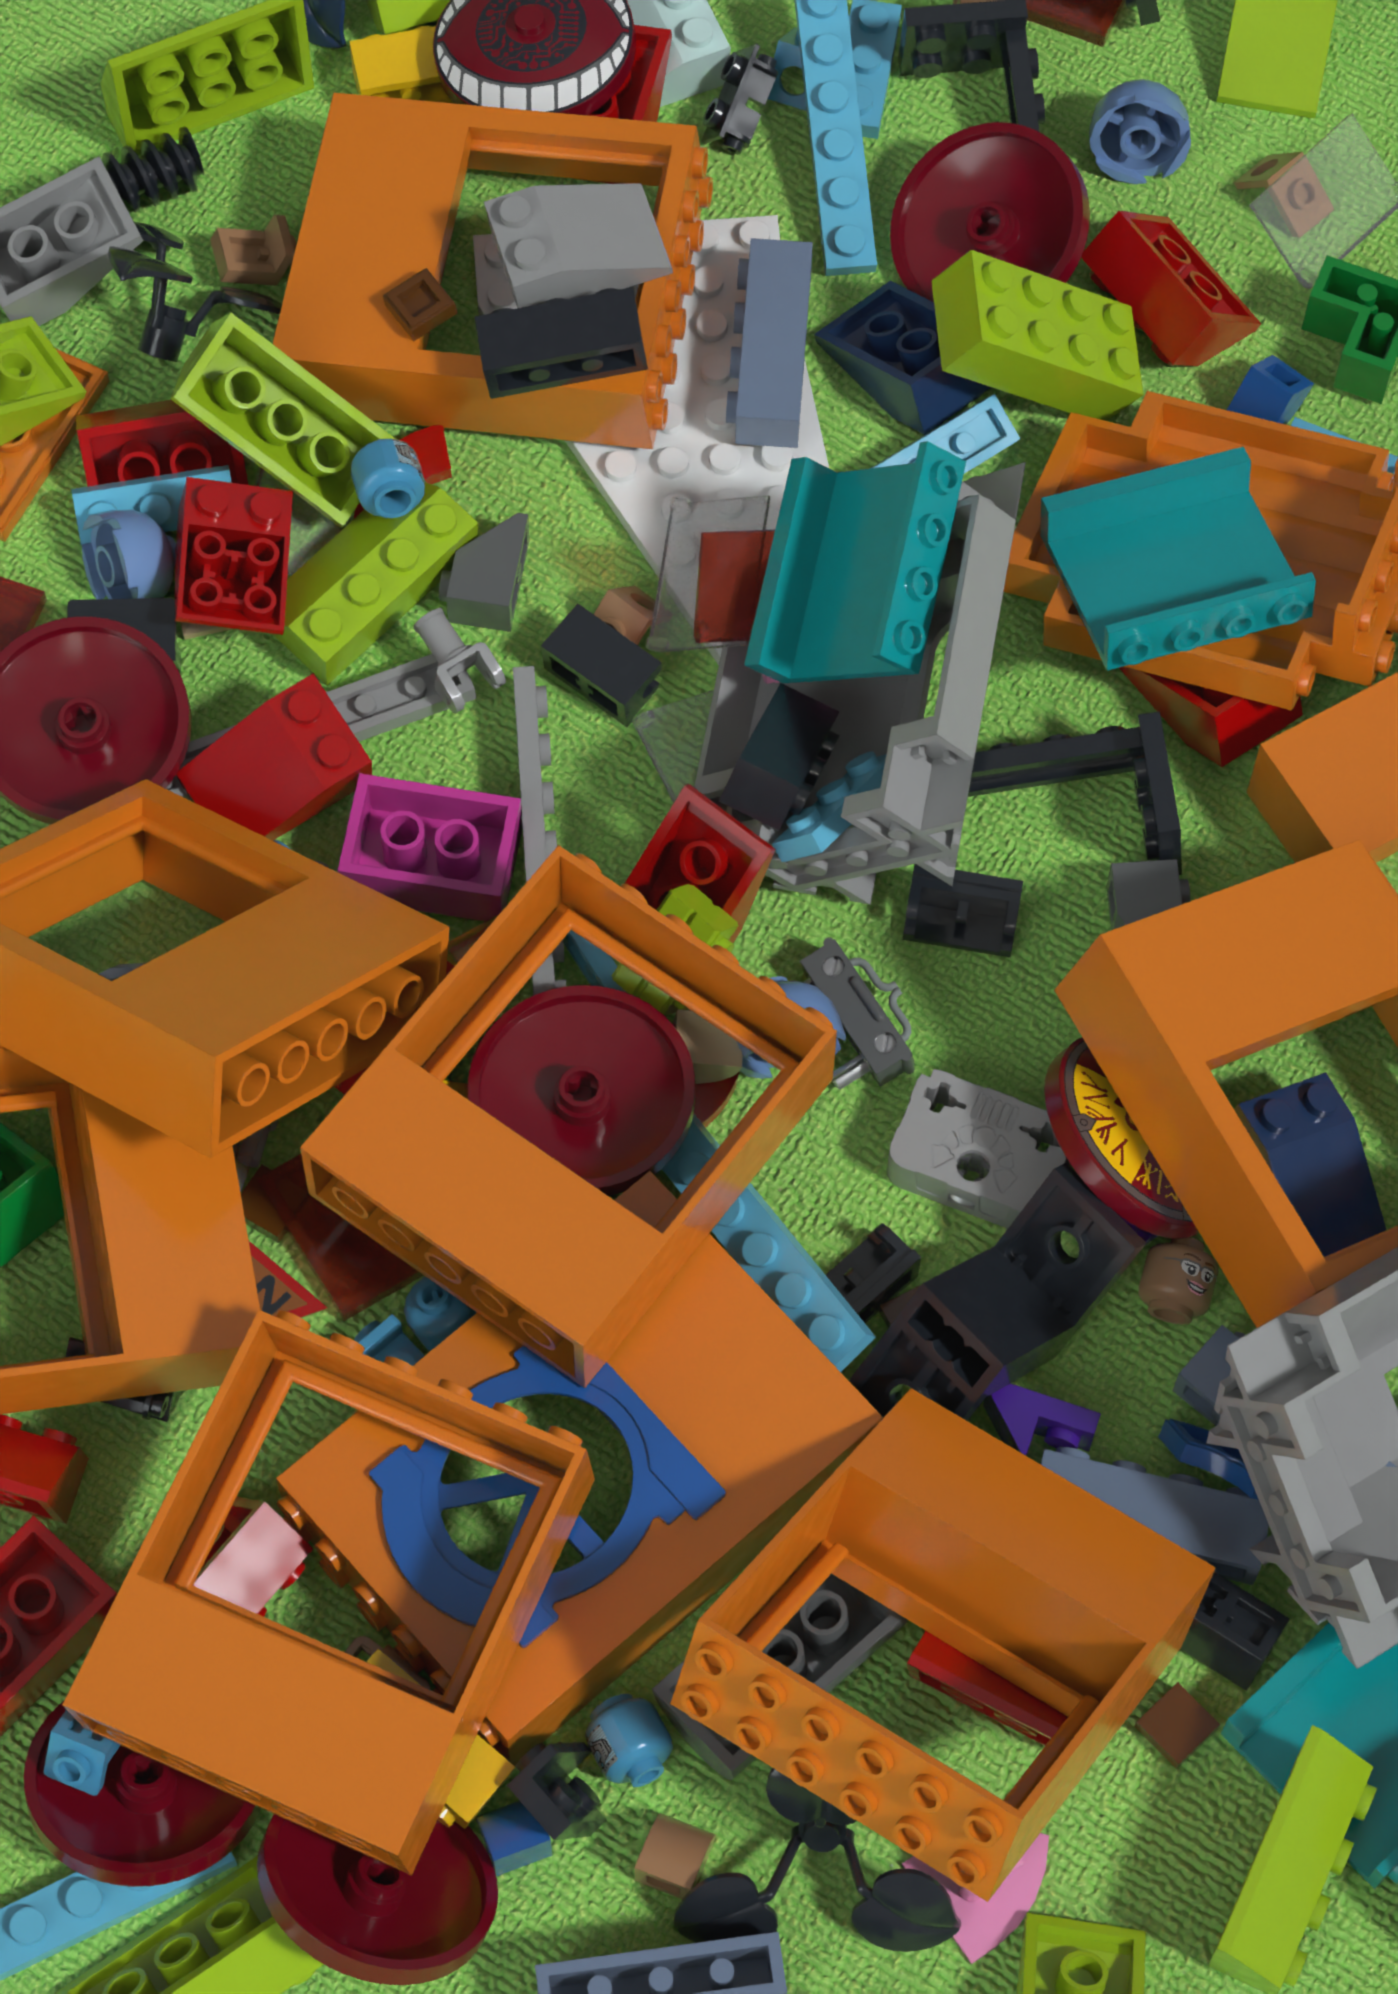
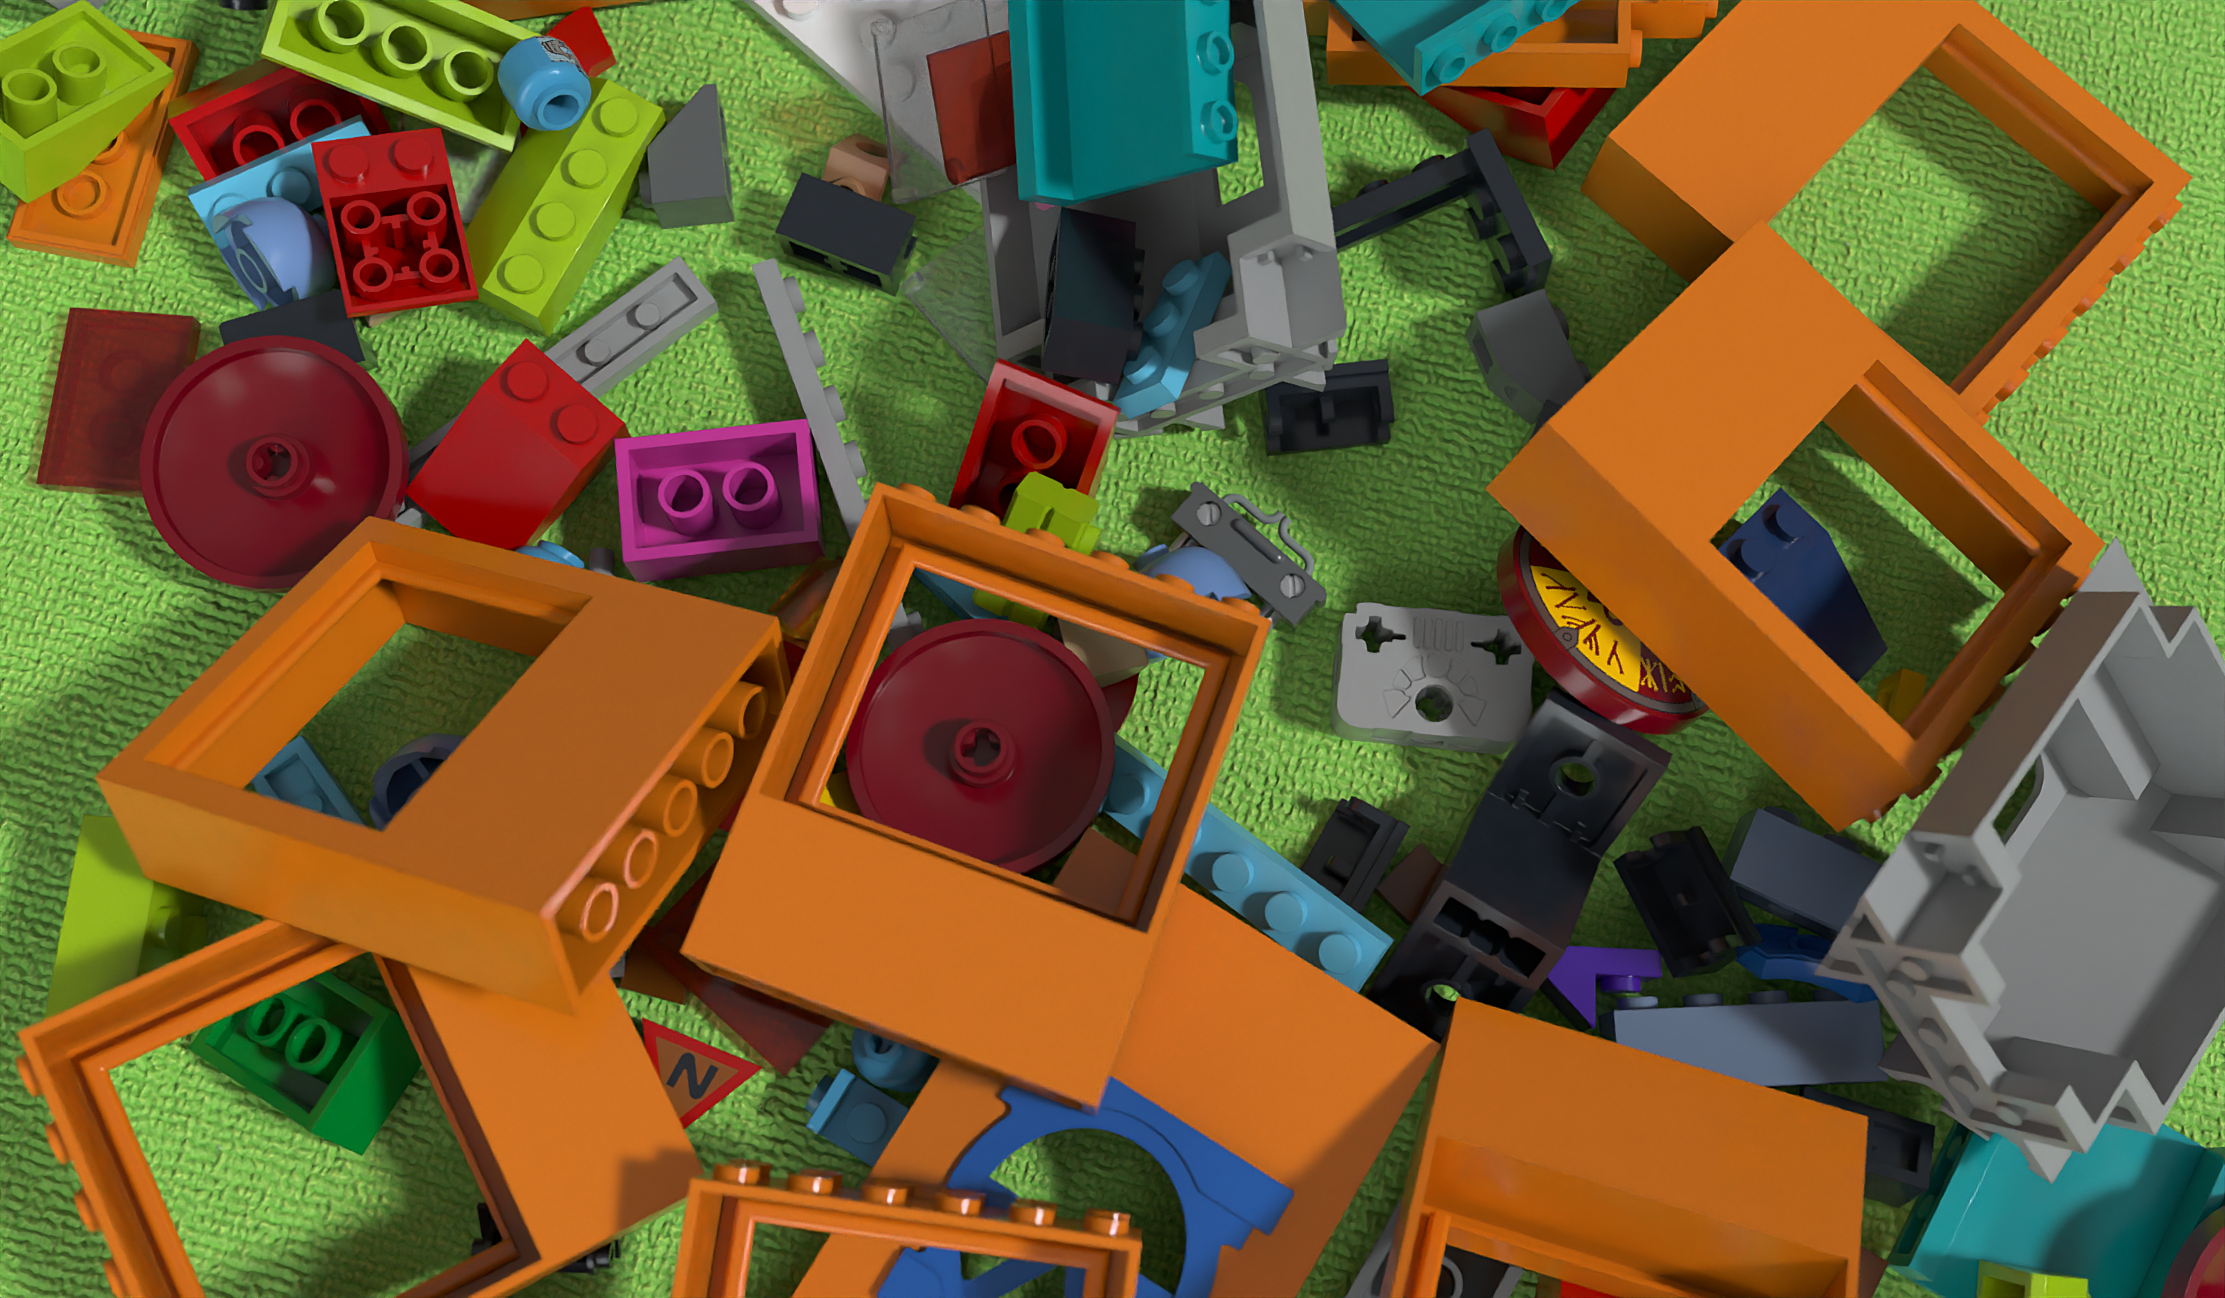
camera: 20 degrees left, 10 degrees up
(455, 657) = (682, 271): light grey piece -> none
(1137, 1384) = (1688, 903): none -> black hinge
(1178, 1280) = (1698, 769): medium nougat head -> none

